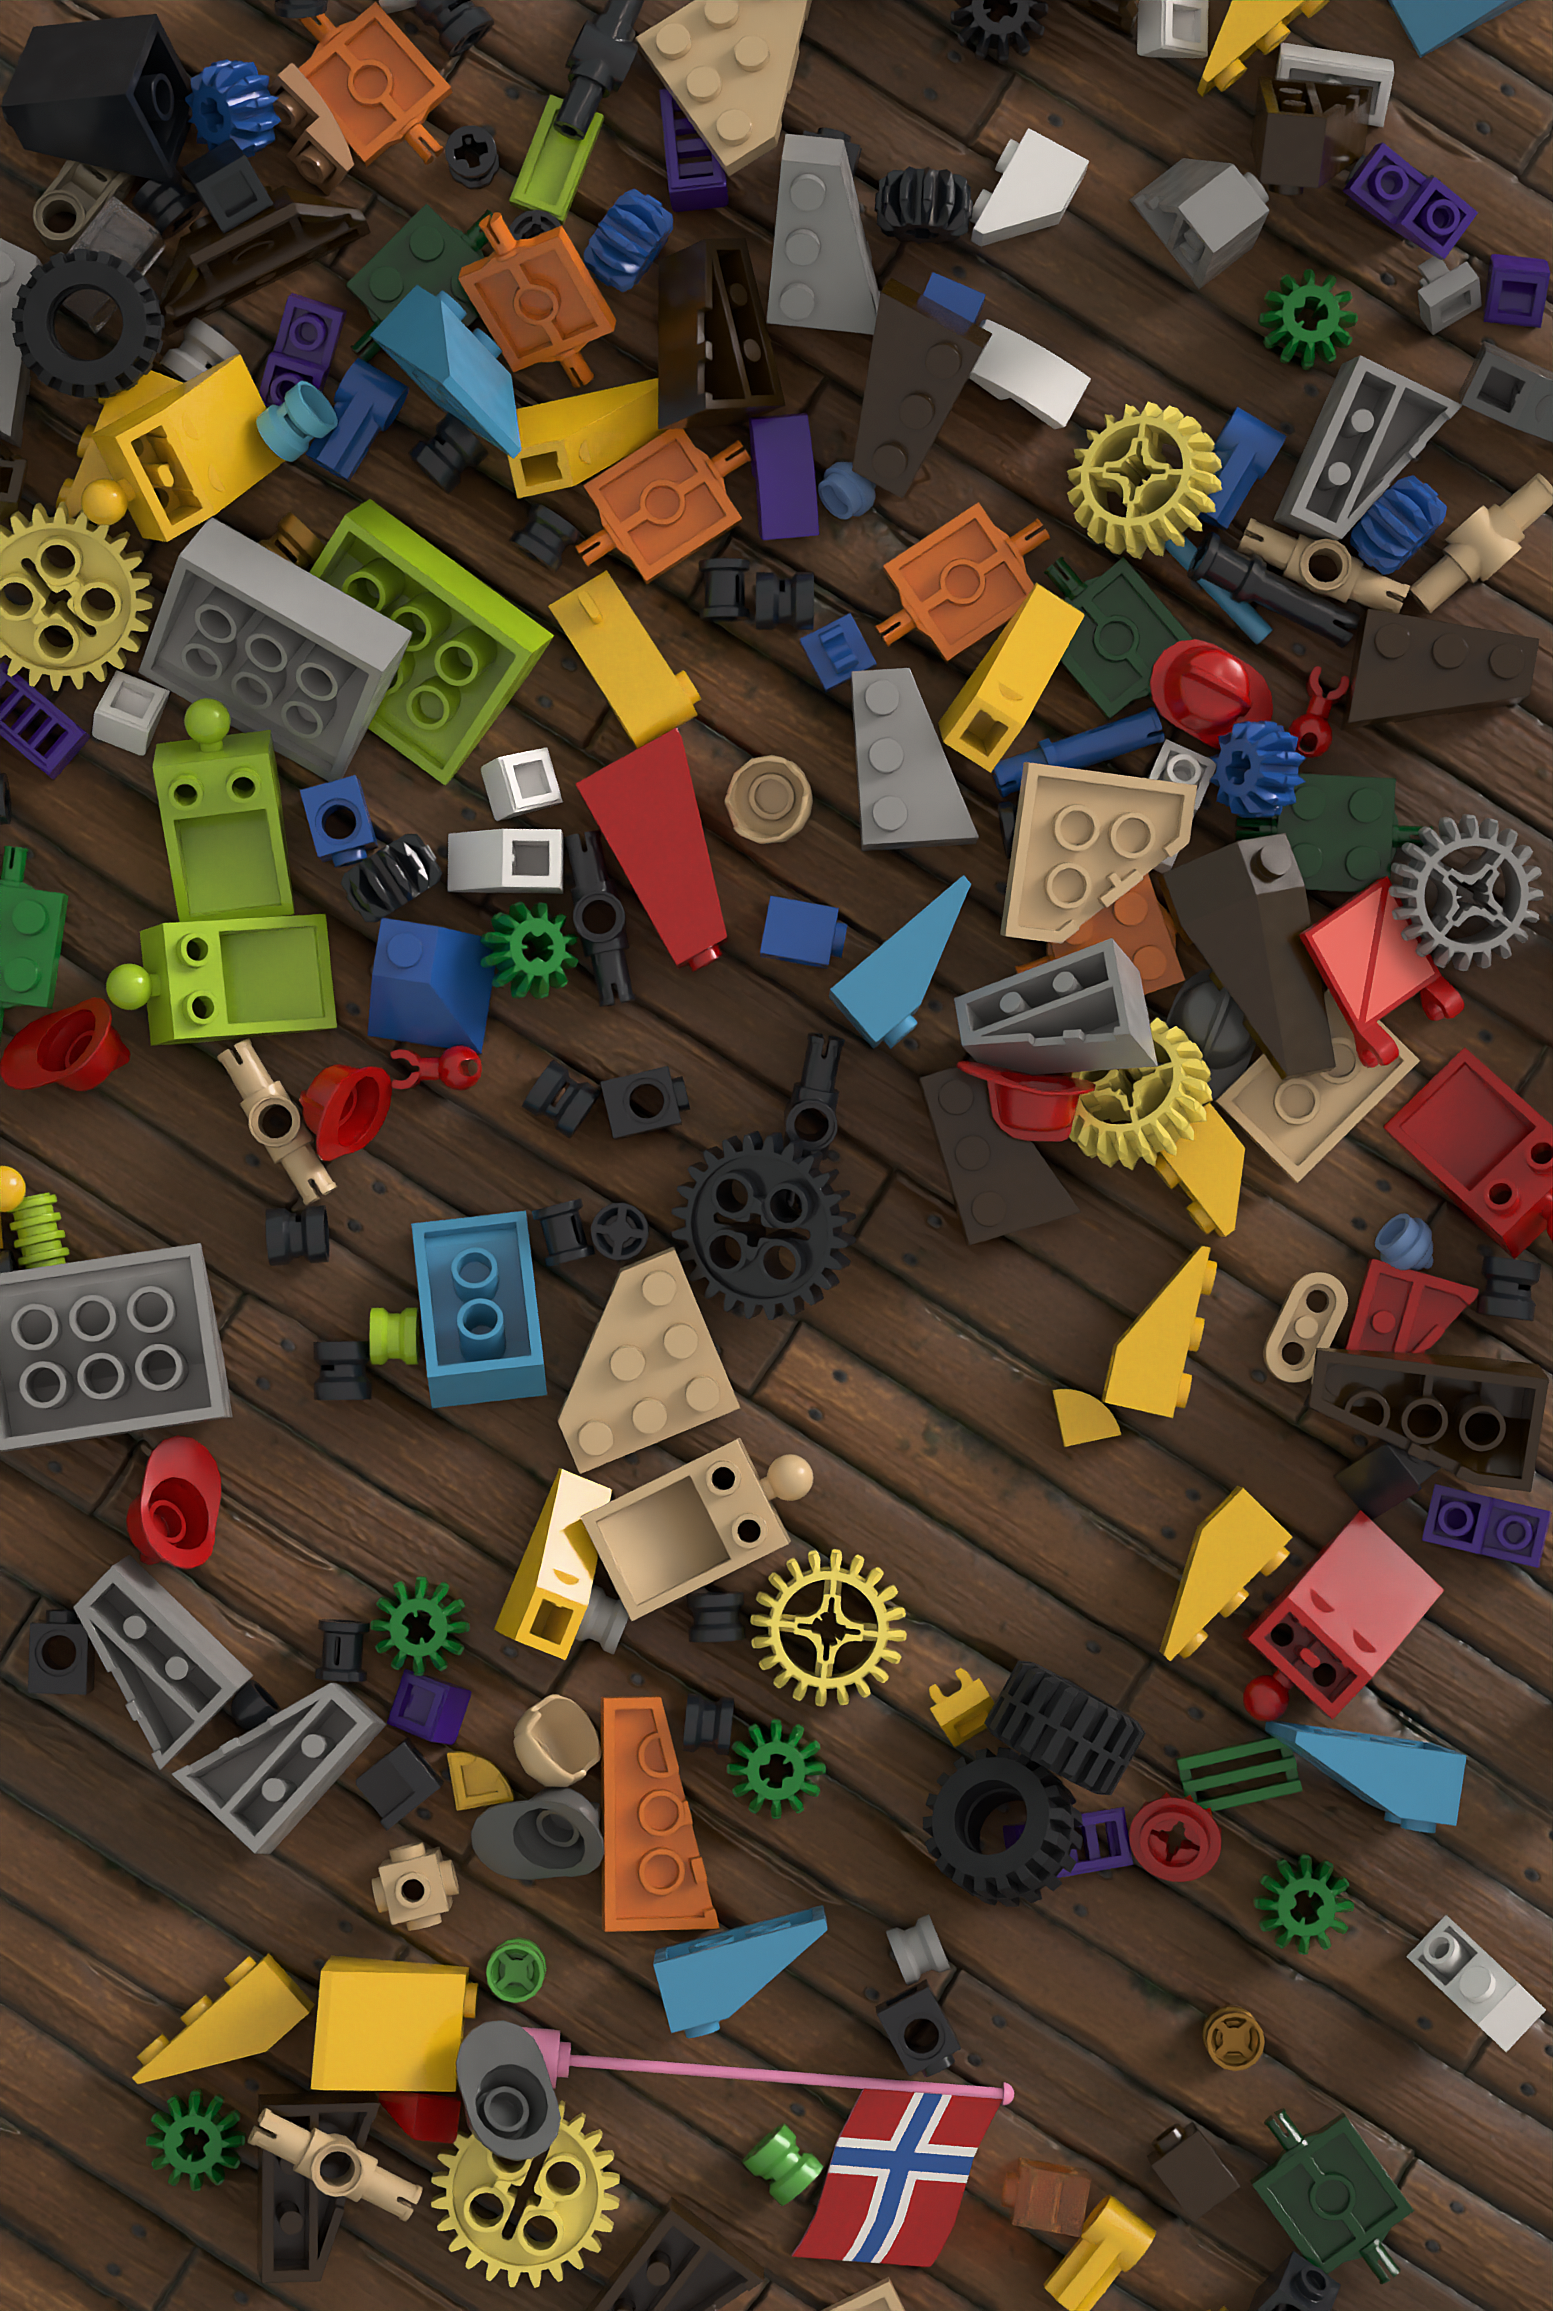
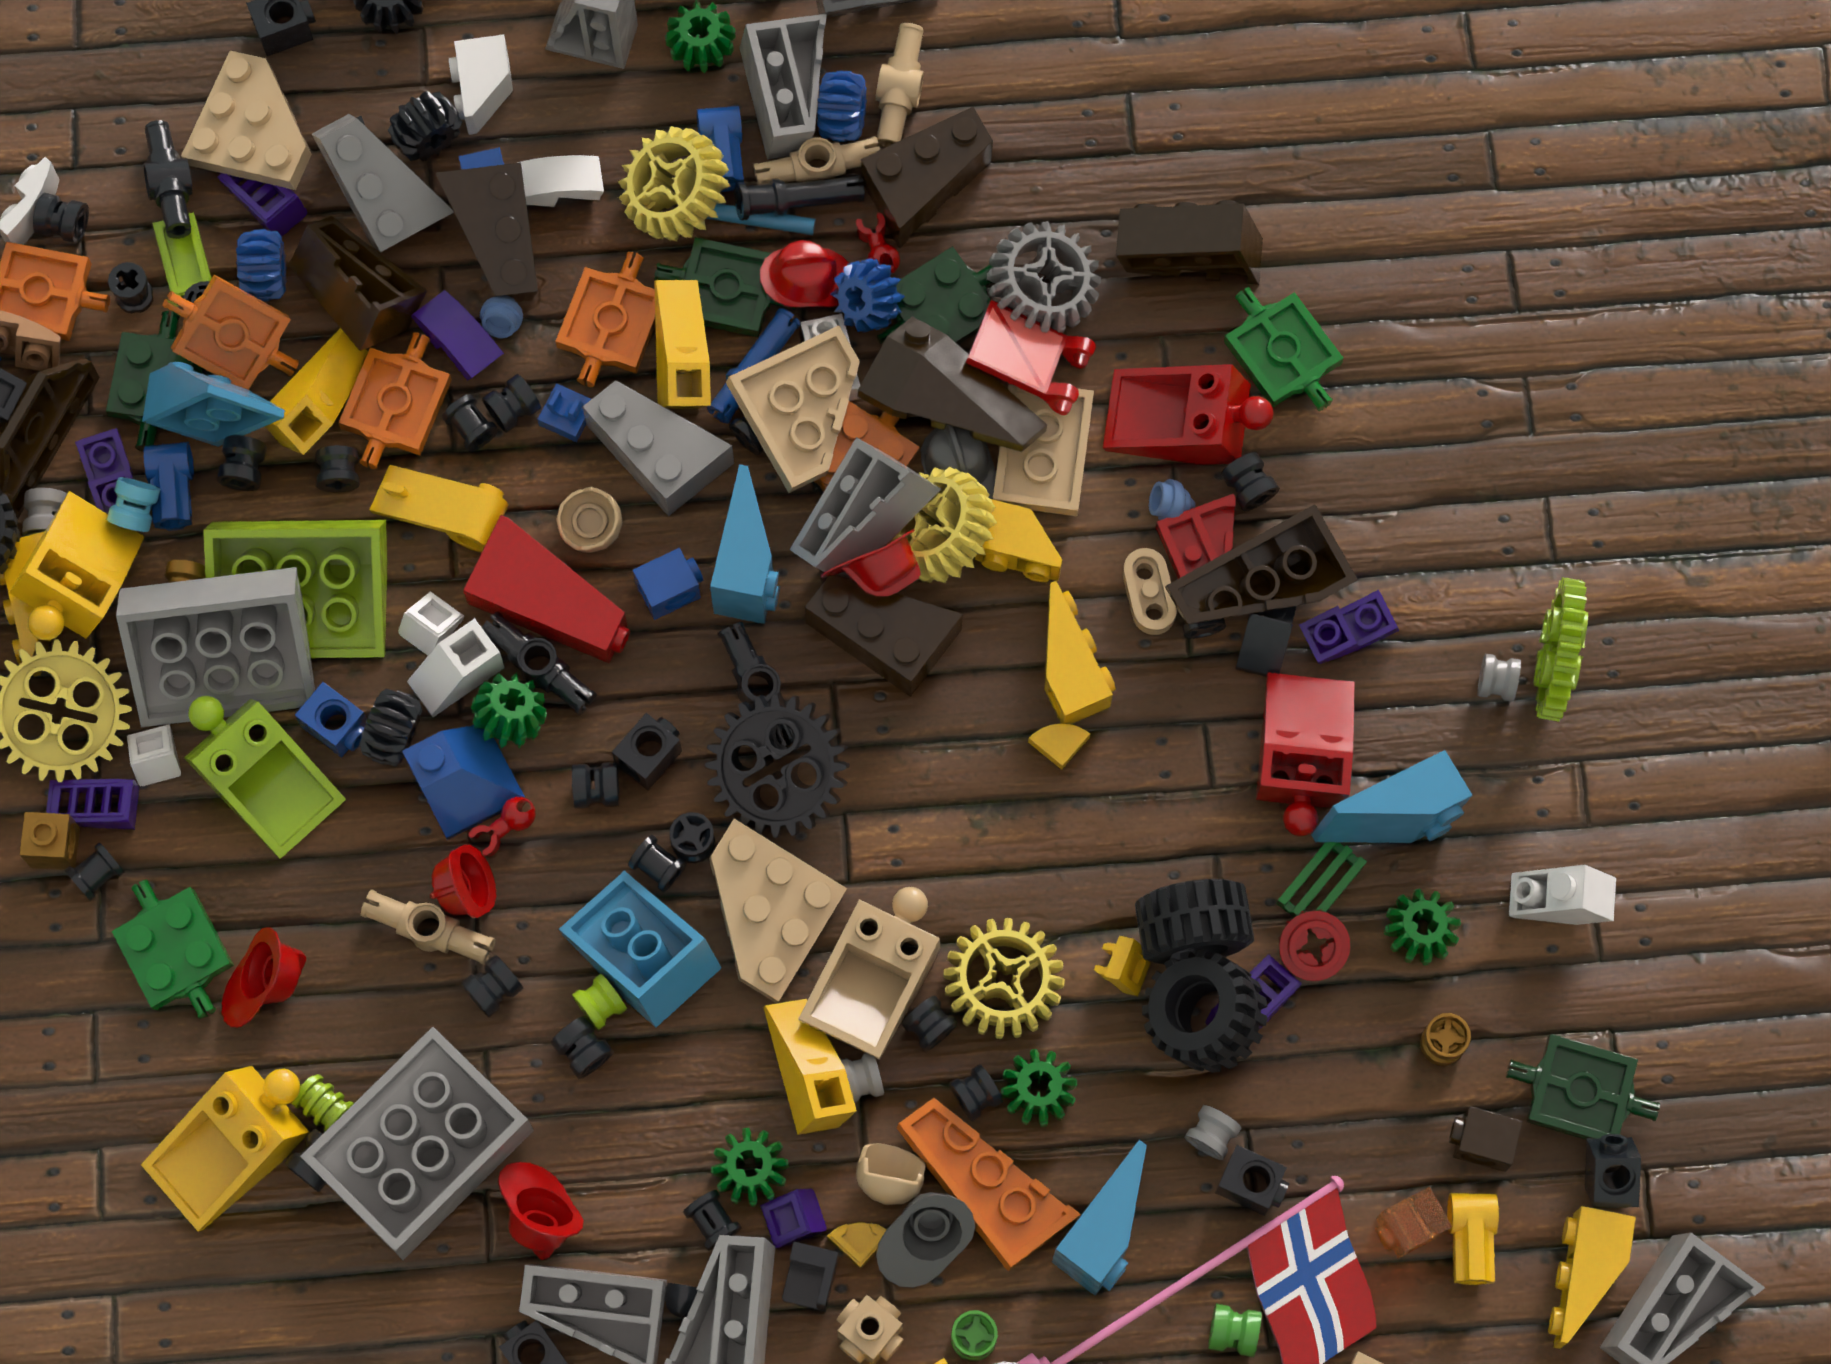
camera: 35 degrees left, 15 degrees down
(238, 974) = (333, 863): lime slope -> none
(1224, 1556) = (1208, 759): yellow slope -> none

